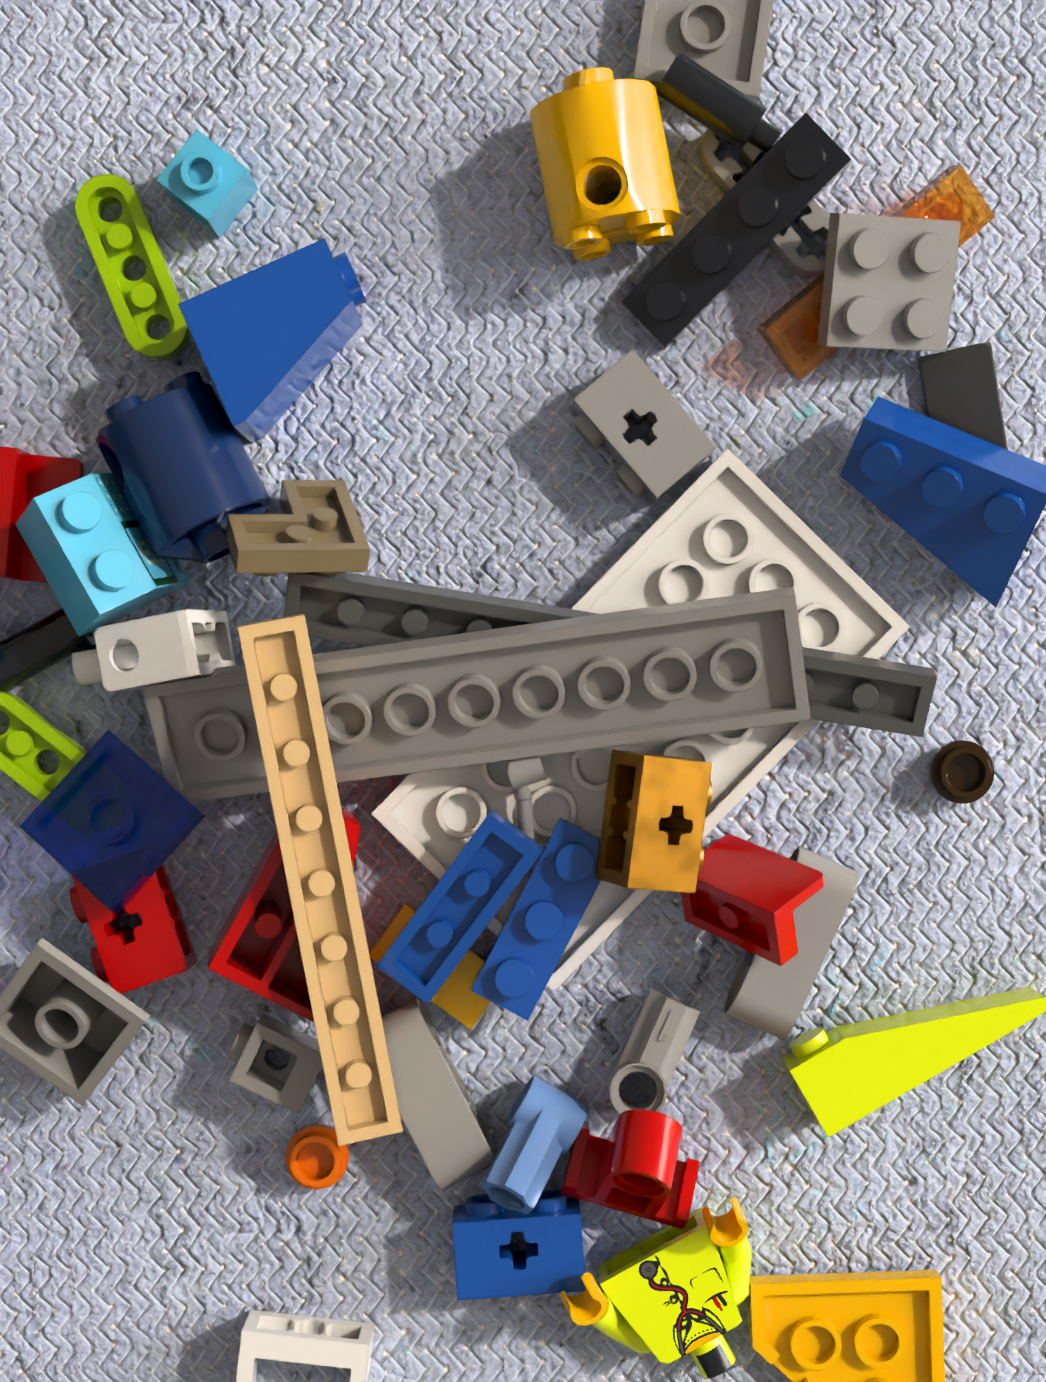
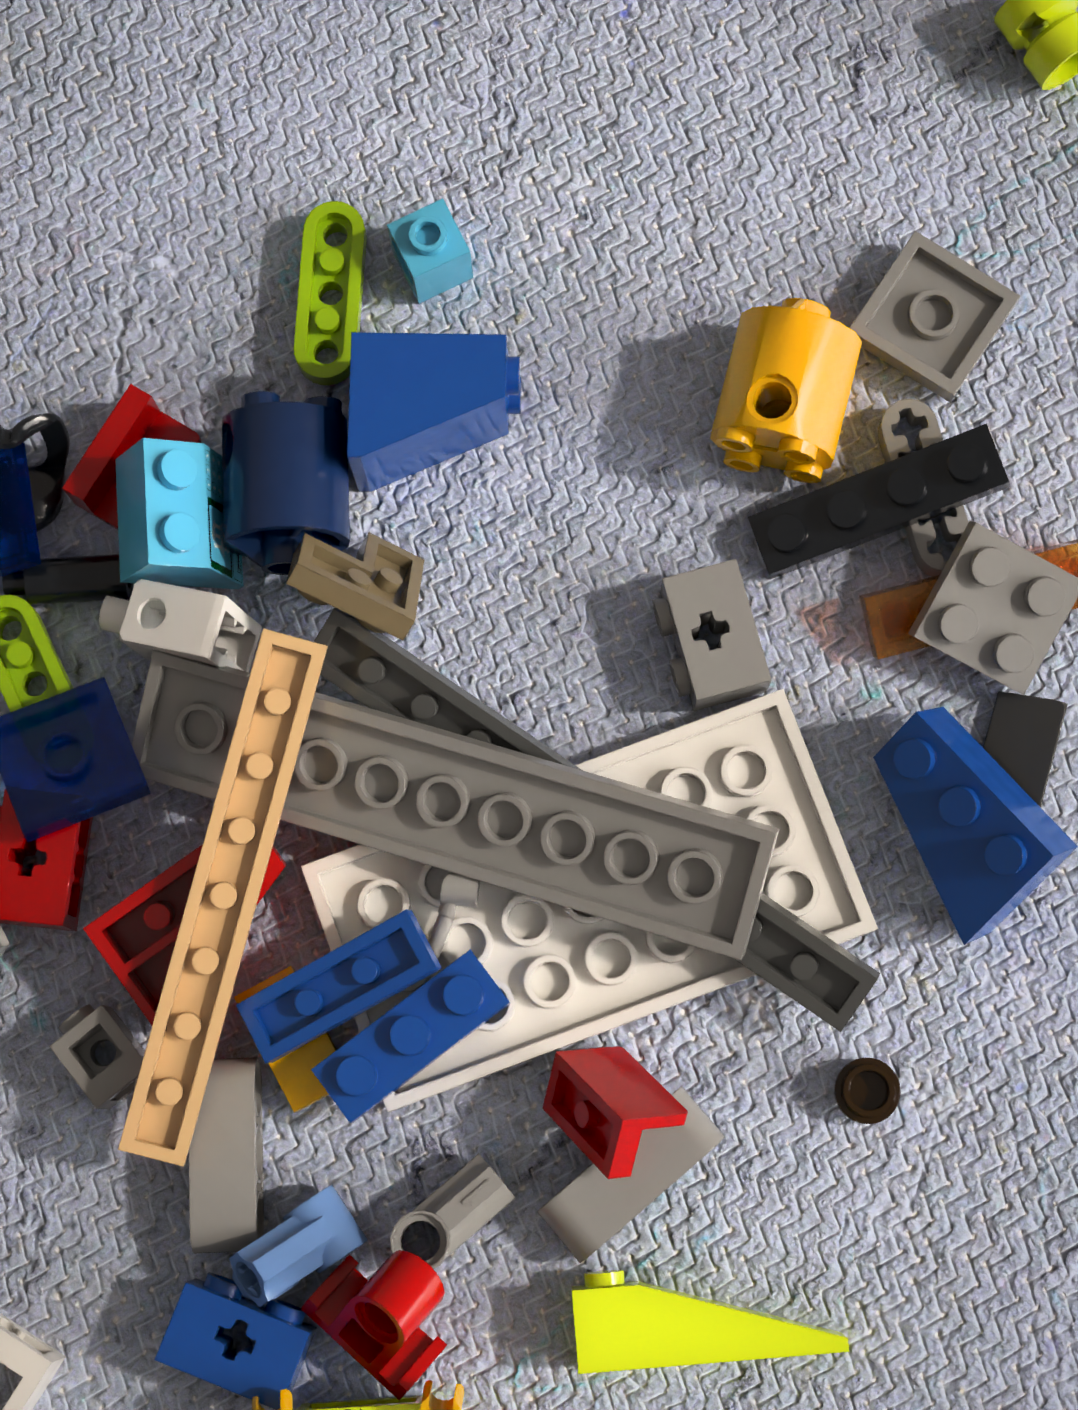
camera: 30 degrees right, 10 degrees down
(315, 1157) = (93, 1165): orange plate -> none
(654, 822) = (524, 1002): pearl gold brick -> none
(716, 104) = (910, 382): black cylinder -> none

